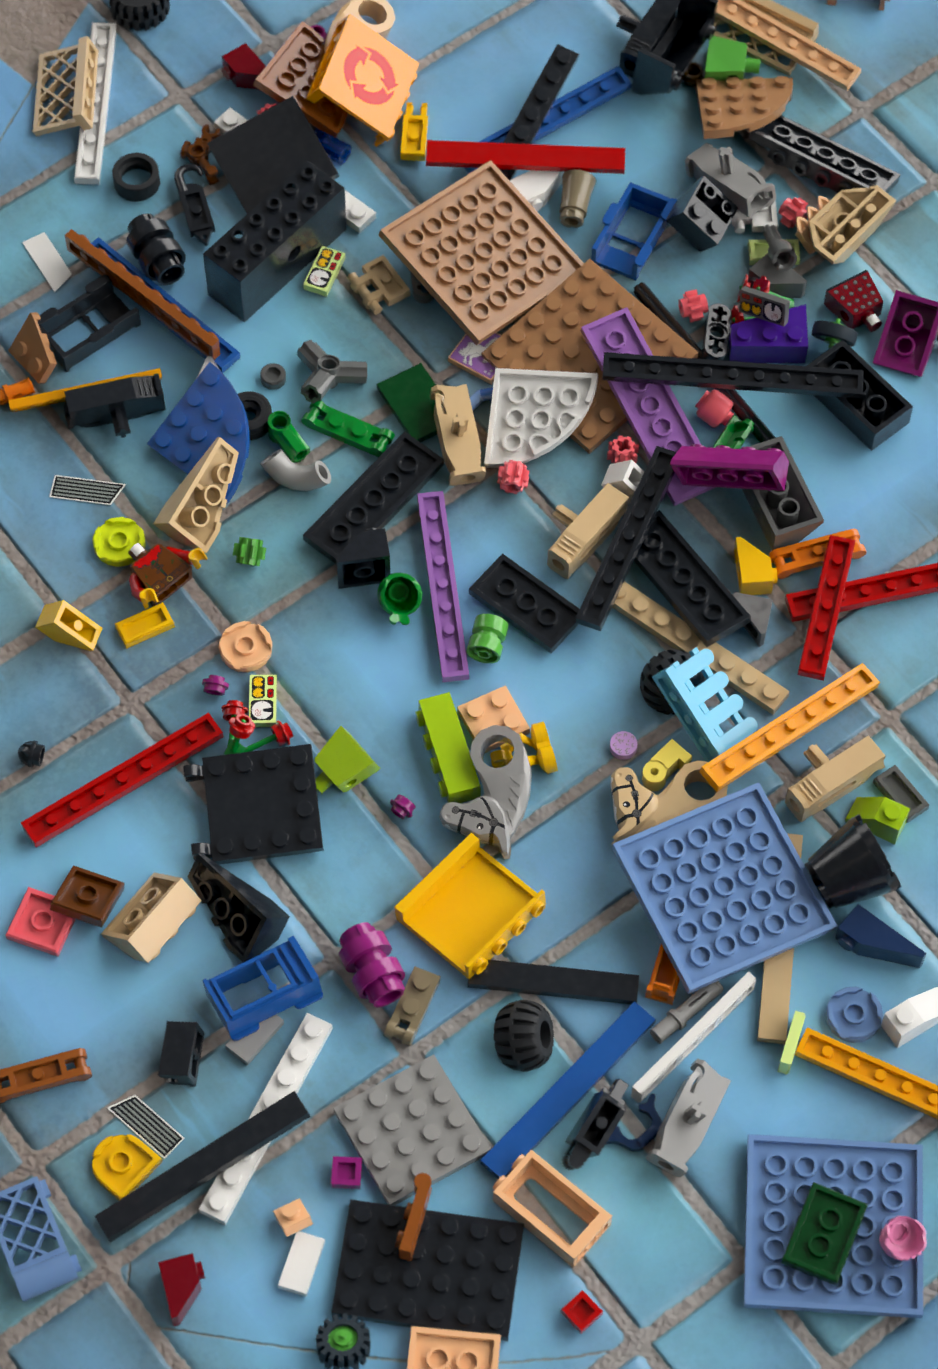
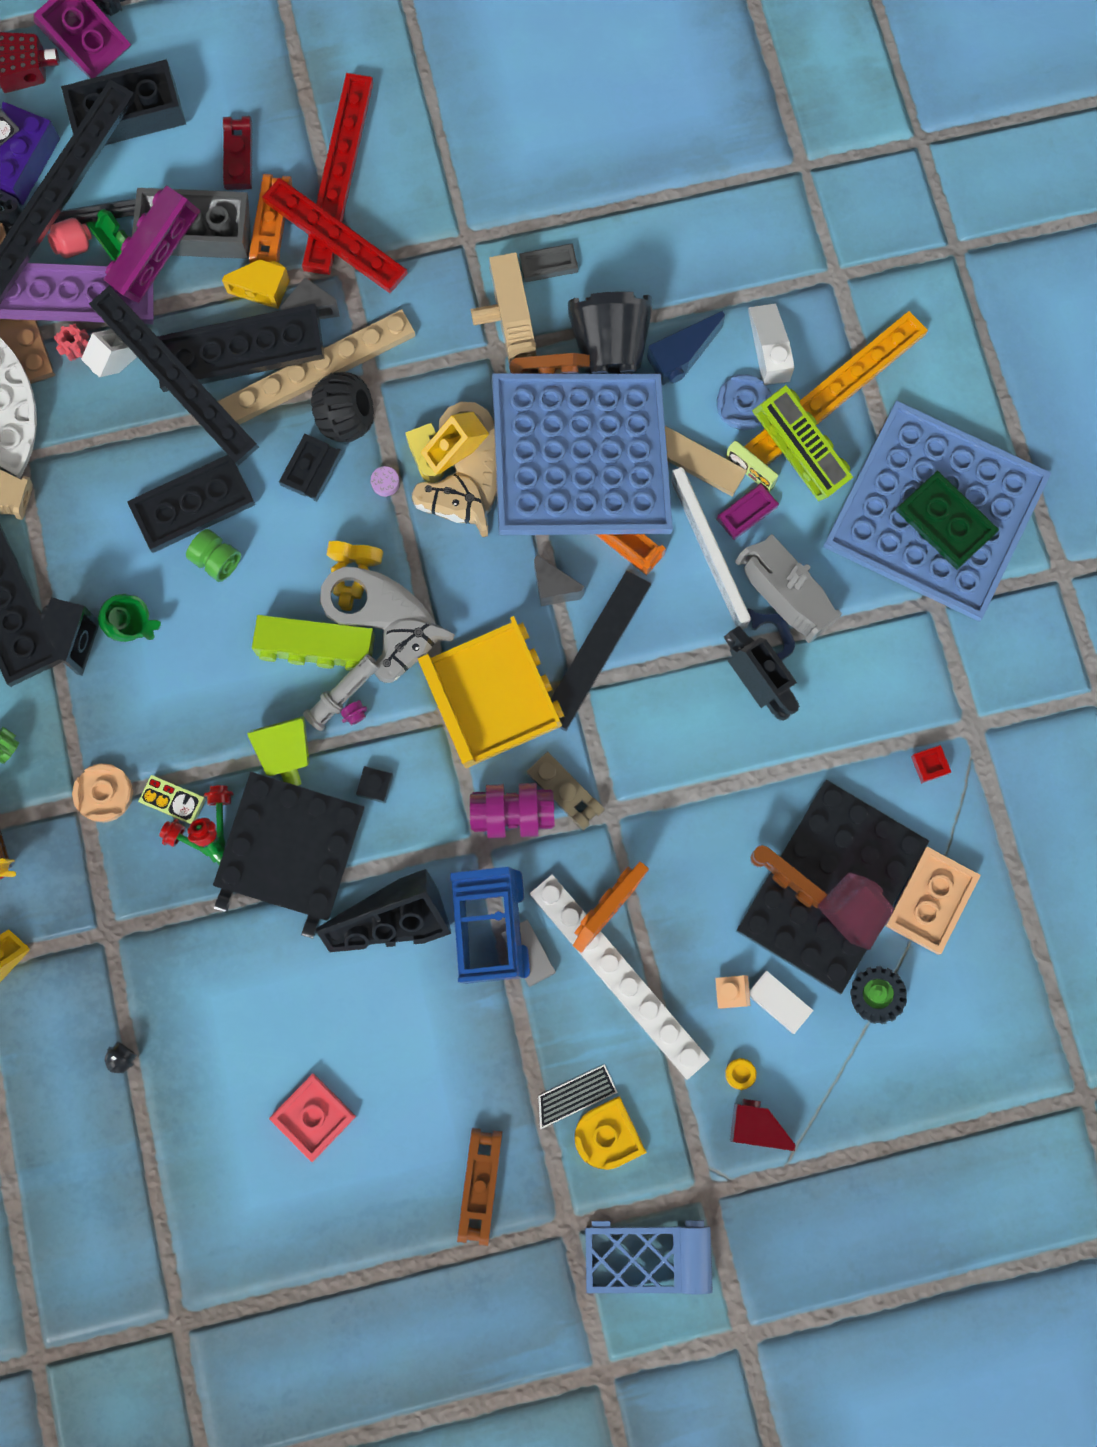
camera: 65 degrees left, 15 degrees up
(87, 896) = (308, 1062): reddish brown tile -> none
(122, 780) = (194, 977): red plate -> none
(144, 625) = (27, 885): yellow tile -> none
(152, 916) = (359, 1005): tan slope -> none
(181, 1053) = (519, 1033): black hinge -> none
(202, 1166) = (648, 1060): black tile -> none
(215, 685) = (132, 840): magenta plate -> none
(223, 1255) = (740, 1074): none -> yellow tile
(320, 1073) = (608, 905): none -> orange plate
(346, 1172) = (709, 922): magenta plate -> none
(347, 850) = (374, 784): none -> black plate
(403, 784) = (333, 701): none -> light grey pin
(409, 1283) = (857, 909): none -> clear pink torso
(411, 1128) = (691, 843): light grey plate -> none
(443, 587) = (132, 573): medium lavender plate -> none
(493, 709) = (297, 587): light nougat plate -> none
(513, 476) = (47, 454): coral gear -> none
(523, 1035) = (642, 700): black wheel -> none
(536, 1168) = (849, 712): light nougat piece -> none
(568, 1090) = (712, 685): blue tile -> none
(586, 530) = (141, 413): tan piece -> none
(593, 917) = (554, 584): none -> flat silver slope
(605, 680) = (310, 467): none -> black plate
(678, 1017) = (682, 553): light grey pin -> none
(679, 777) = (454, 441): none -> yellow slope
(692, 711) = (384, 400): medium azure fence -> none
(748, 1058) = (747, 511): none -> magenta tile
(789, 727) = (443, 322): light orange plate -> none
(793, 826) = (549, 363): none -> dark orange plate
(831, 1073) = (803, 443): none -> lime brick
(834, 332) = (46, 93): black wheel -> none
(866, 501) = (237, 153): none -> dark red plate
(881, 815) = (567, 283): lime slope -> none
(903, 1238) = (984, 454): bright pink hair -> none

